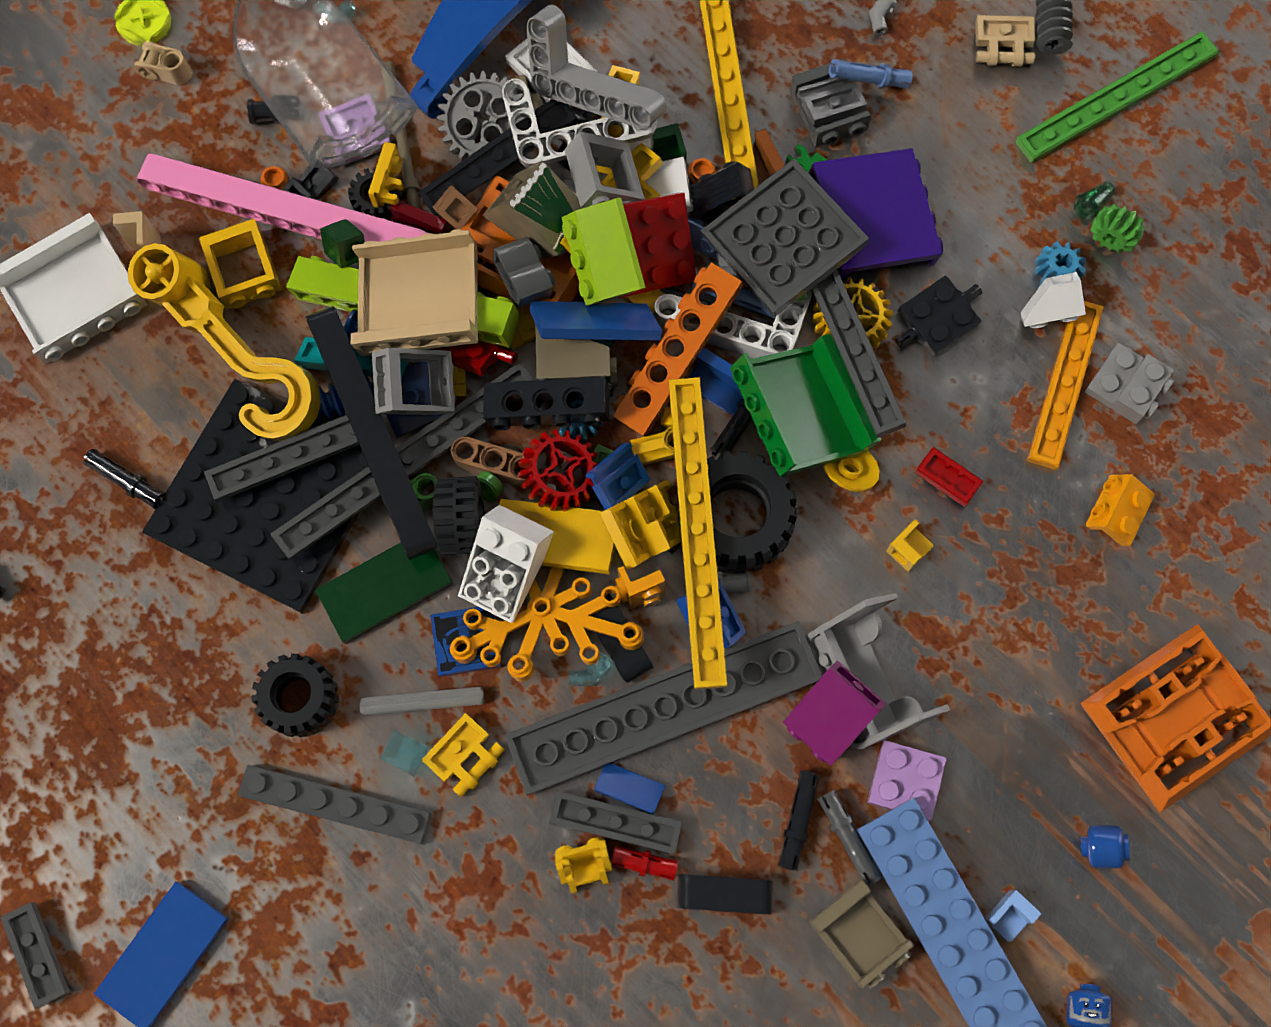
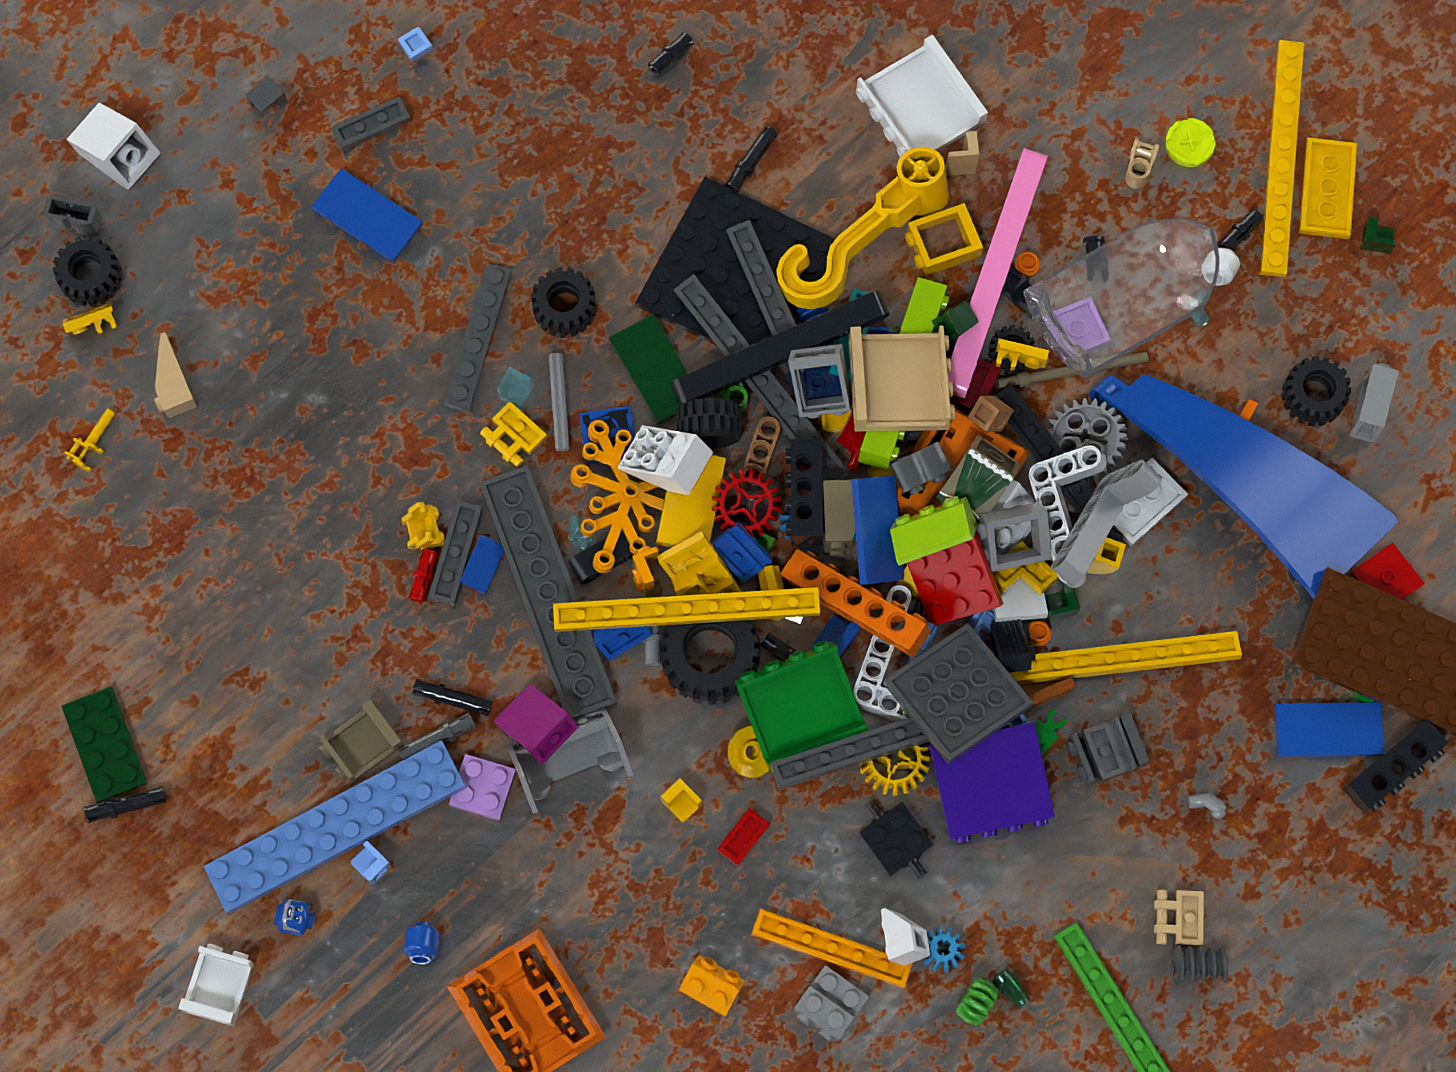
camera: 85 degrees right, 0 degrees up
(491, 486) = (738, 449): bright green tile -> none
(724, 894) = (395, 637): black beam -> none
(880, 75) = (1135, 792): medium blue pin -> none

